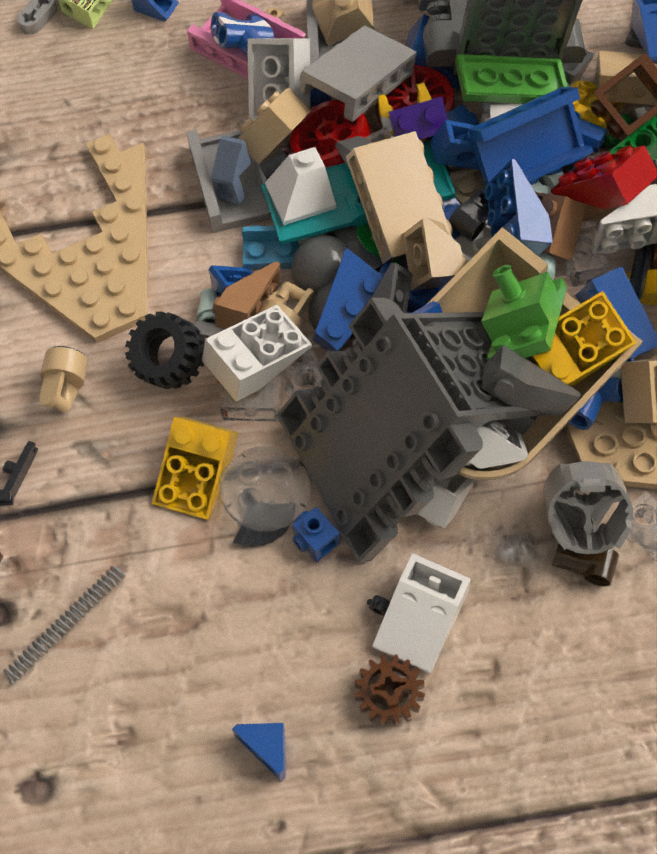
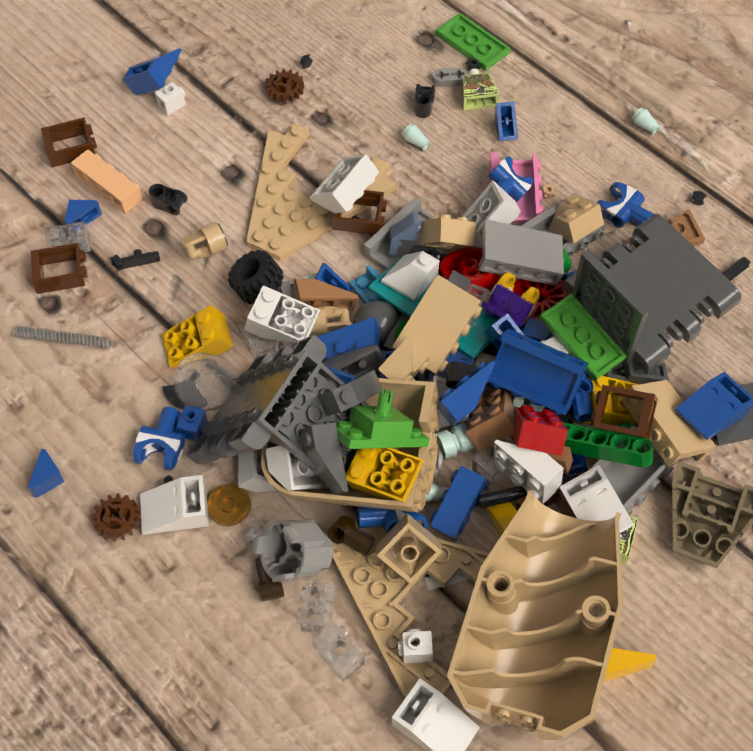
camera: 55 degrees right, 5 degrees down
(48, 52) = (424, 100): none -> black piece
(94, 89) = (414, 136): none -> light aqua cone
(123, 179) = (345, 184): none -> white slope
(151, 222) = (369, 198): none -> reddish brown window
(312, 580) = (161, 439): none -> blue connector
(455, 549) = (228, 505): none -> pearl gold tile
(467, 317) = (350, 393): none -> dark grey slope
(594, 442) = (351, 535): none -> dark brown piece

